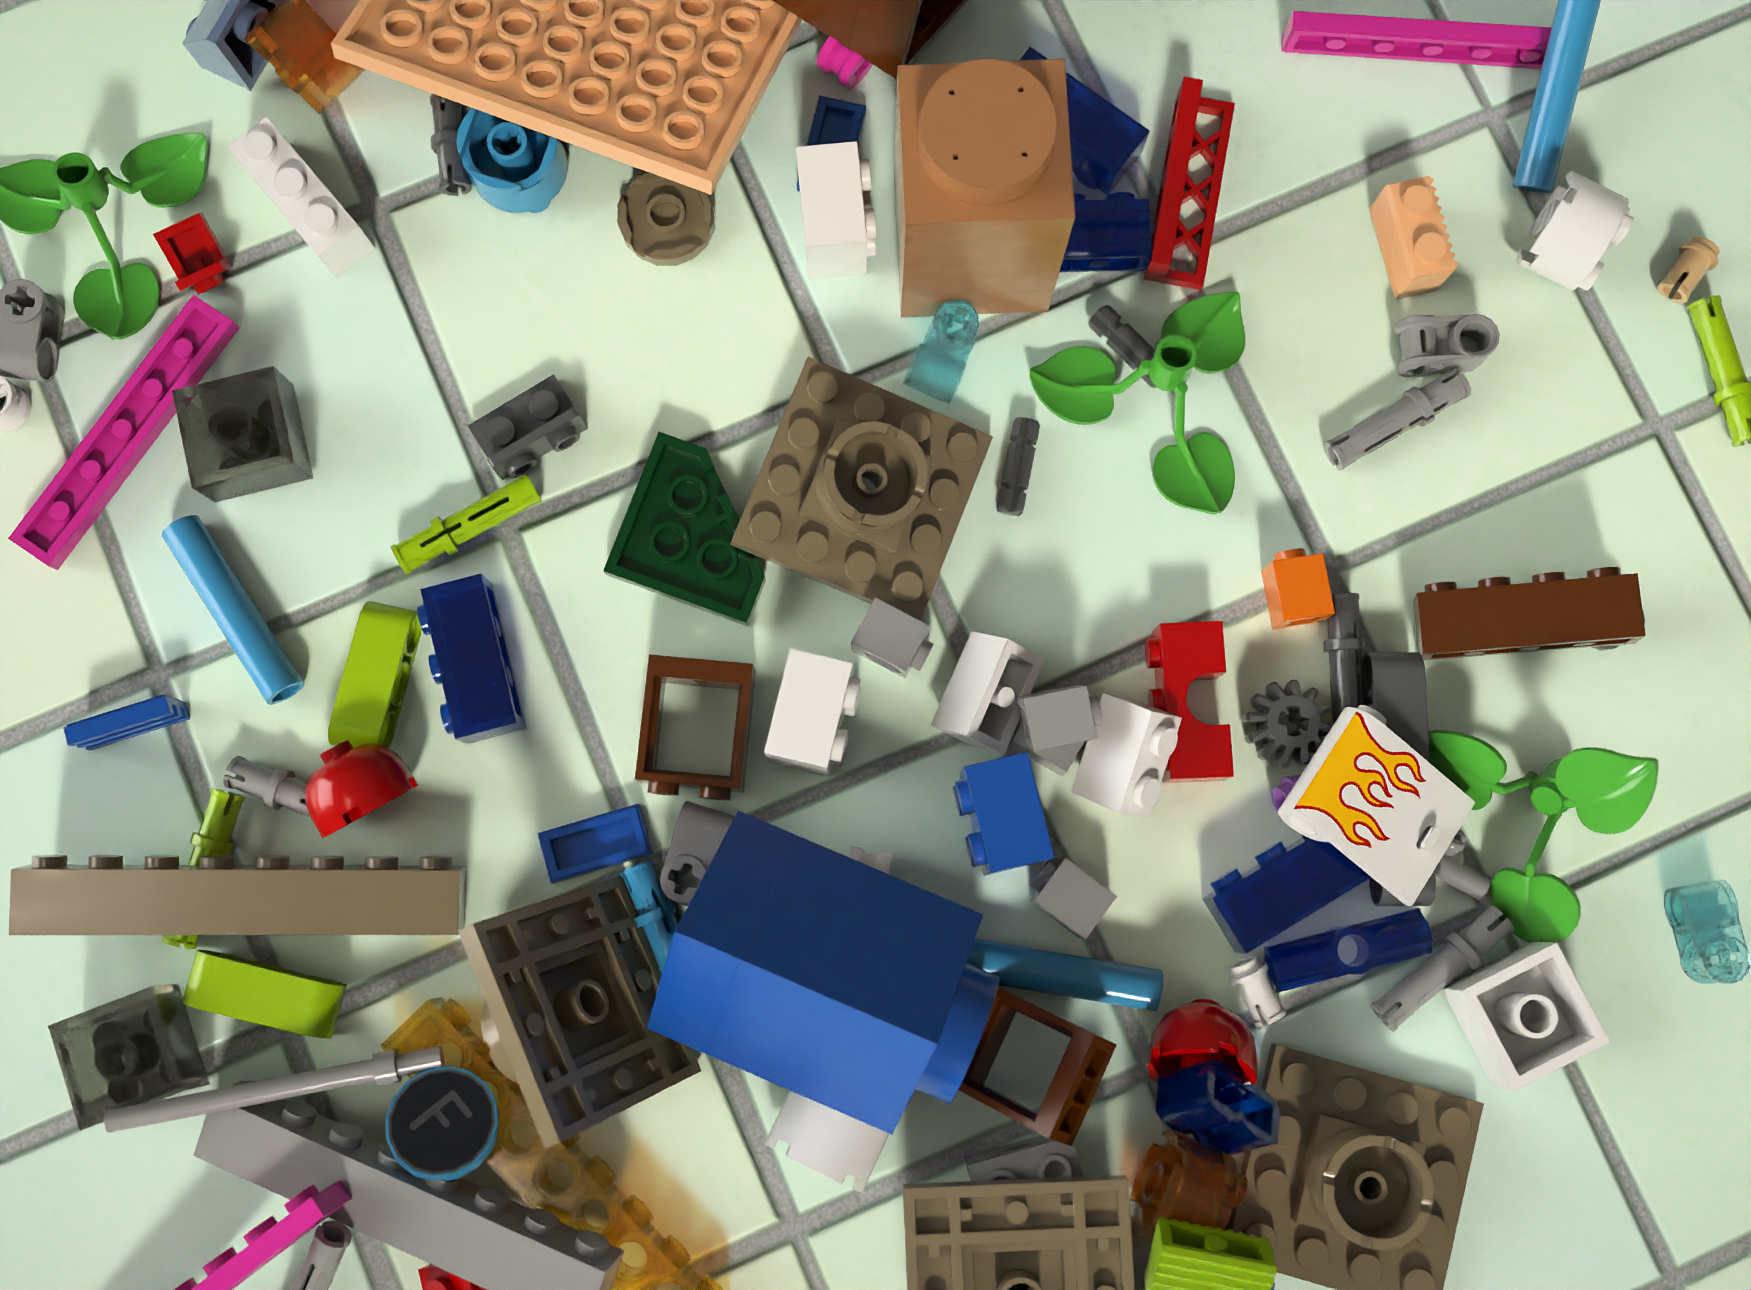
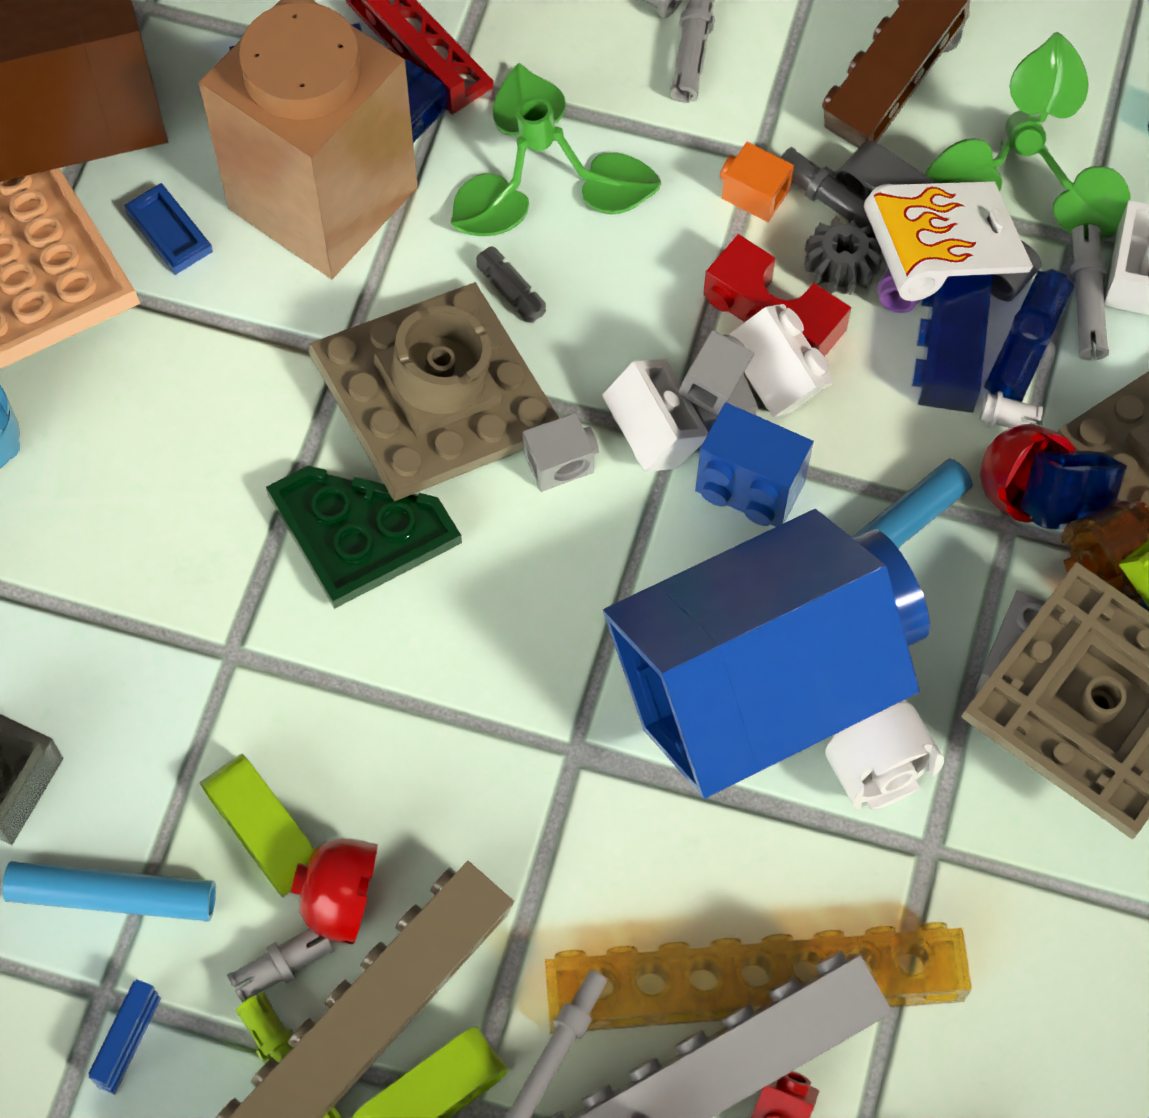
camera: 50 degrees left, 15 degrees down
(442, 1123) = (651, 1006): black tile -> none
(465, 524) = (191, 724): lime pin -> none
(471, 659) = (312, 744): clear blue brick -> none
(528, 428) = (173, 578): dark grey bracket -> none
(572, 1008) = (643, 850): dark tan piece -> none
(595, 843) = (527, 769): blue tile -> none
(652, 908) = (632, 767): dark azure pin -> none
(665, 220) = (109, 369): dark tan tile -> none
(693, 845) = (595, 694): light grey piece -> none
(694, 673) = (474, 590): reddish brown window -> none
(811, 712) = (569, 533): white brick -> none
(836, 209) = (234, 249): white brick -> none
(843, 62) = (117, 171): dark pink wheel -> none
(942, 357) = (387, 263): clear light blue piece -> none
(1071, 897) = (847, 476): light grey brick -> none
(1071, 1086) = (984, 556): reddish brown window -> none
(1122, 338) = (487, 154): dark grey axle -> none
(1457, 874) = (1037, 235): light grey arm -> none

